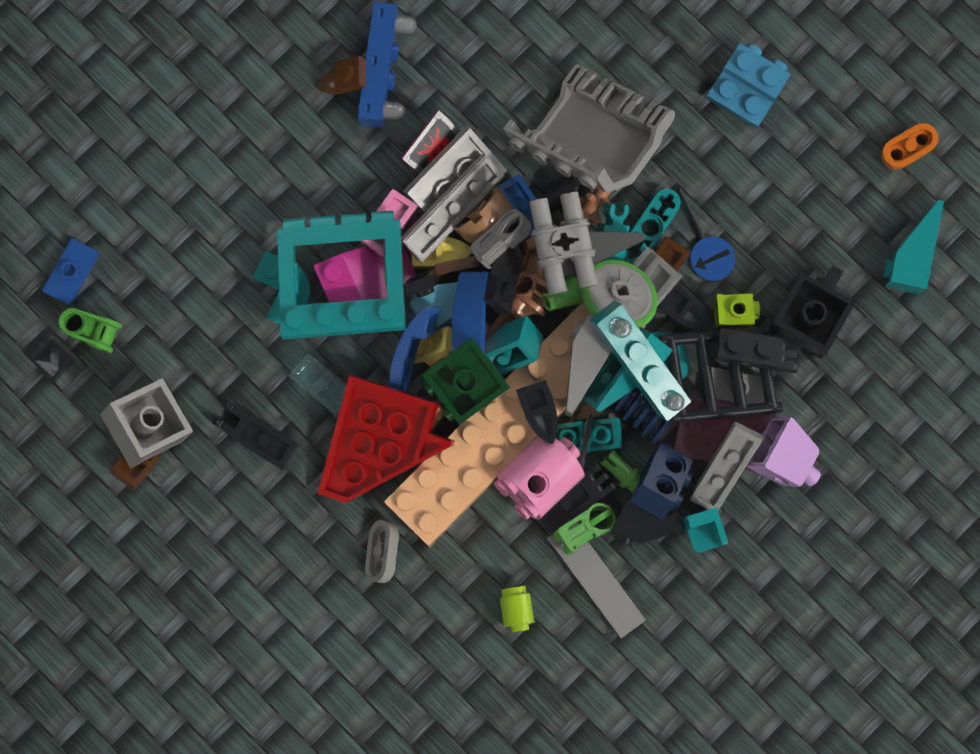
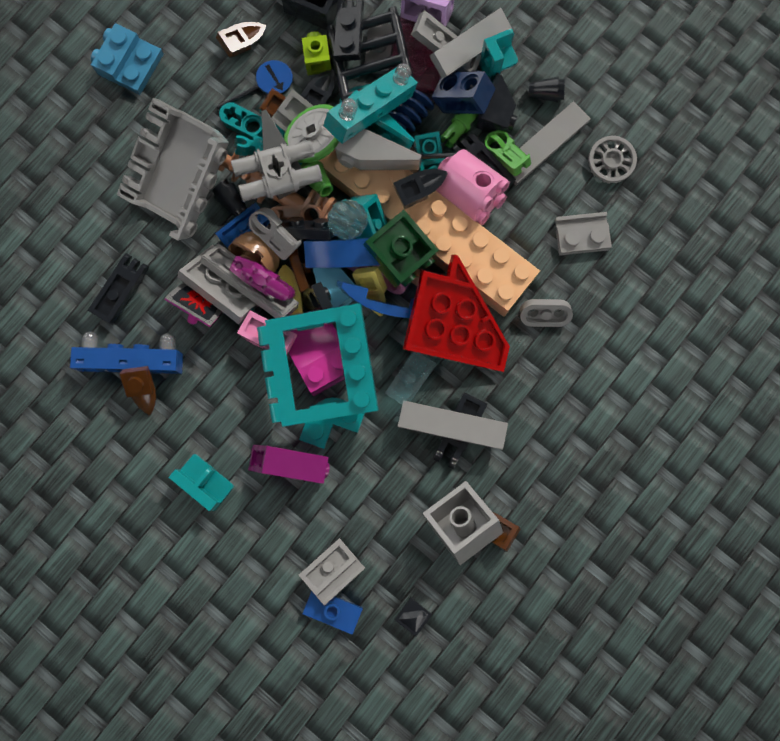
camera: 90 degrees left, 0 degrees up
(95, 330) = (383, 584): bright green piece -> none
(112, 273) = (331, 571): none -> light grey plate
(230, 139) = (202, 482): none -> teal panel
(238, 235) = (289, 463): none -> magenta slope
(259, 424) = (453, 425): none -> light grey tile
(448, 221) = (261, 279): none -> magenta hinge
(463, 59) = (118, 289): none -> black hinge
(477, 611) = (582, 233): none -> light grey plate
(503, 321) = (347, 219): none -> clear light blue piece
(516, 608) = (578, 200): lime brick -> none
(567, 660) = (612, 159): none -> light grey wheel
(663, 590) = (547, 89): none -> black cone
(728, 498) = (468, 43): none -> light grey tile
(765, 222) = (240, 37): none -> plate

